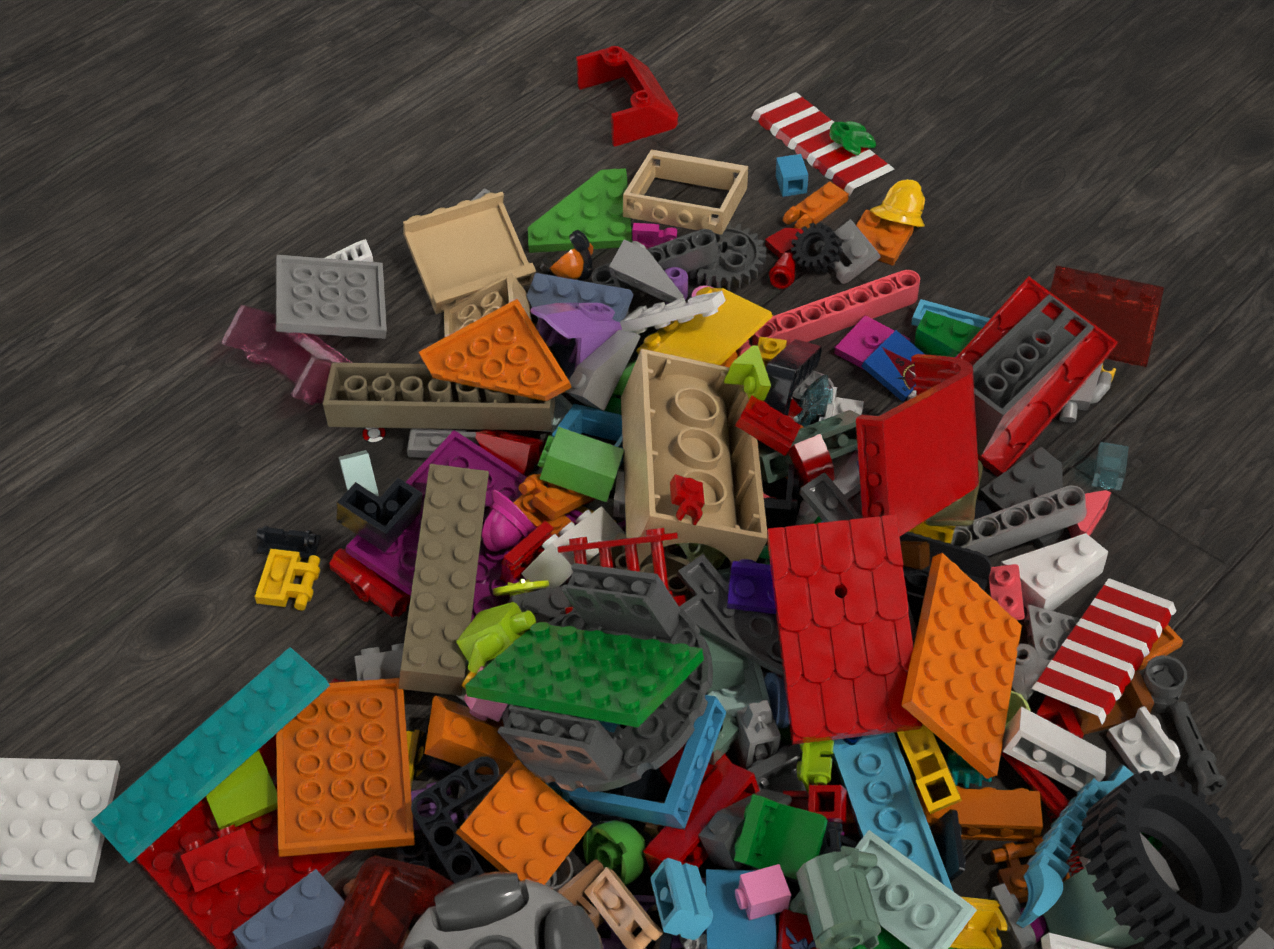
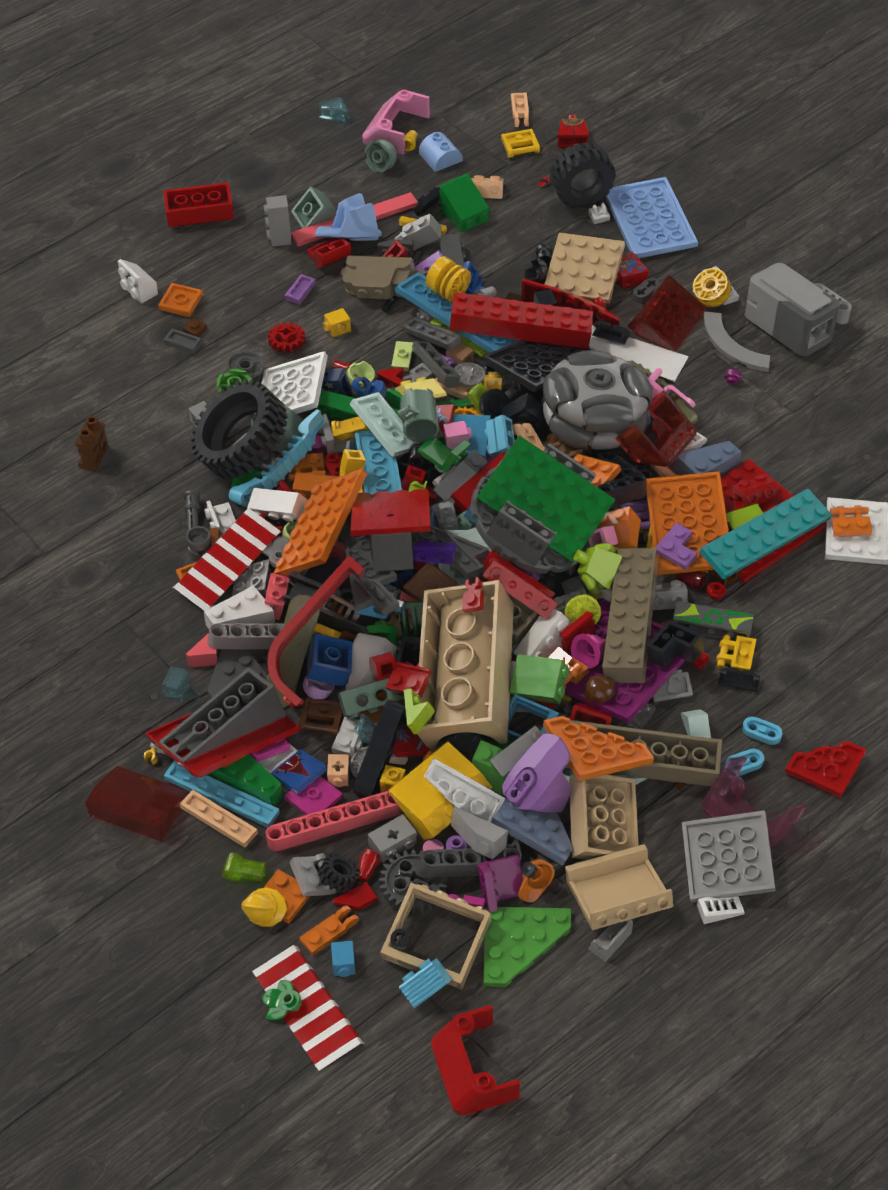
camera: 175 degrees left, 0 degrees up
(61, 803) = (851, 526): none -> orange plate
(180, 429) = (827, 766): none -> red plate
(269, 470) = (762, 731): none -> medium azure plate
(295, 426) = (752, 755): none -> medium azure plate
(318, 621) = (713, 621): none -> dark grey brick
(372, 707) = (673, 547): none -> medium lavender plate
(500, 467) = (599, 689): none -> reddish brown hair
(626, 230) = (499, 880): none -> magenta bracket
(690, 143) = (425, 982): none -> medium azure brick
(726, 170) = (398, 946): none -> black bush
(765, 291) = (392, 838): none -> light grey brick
(847, 365) = (338, 770): none -> light nougat brick
(945, 254) = (238, 867): none -> clear neon green piece
(967, 298) = (218, 818): none -> light nougat plate
(977, 873) = (332, 463): none -> red plate

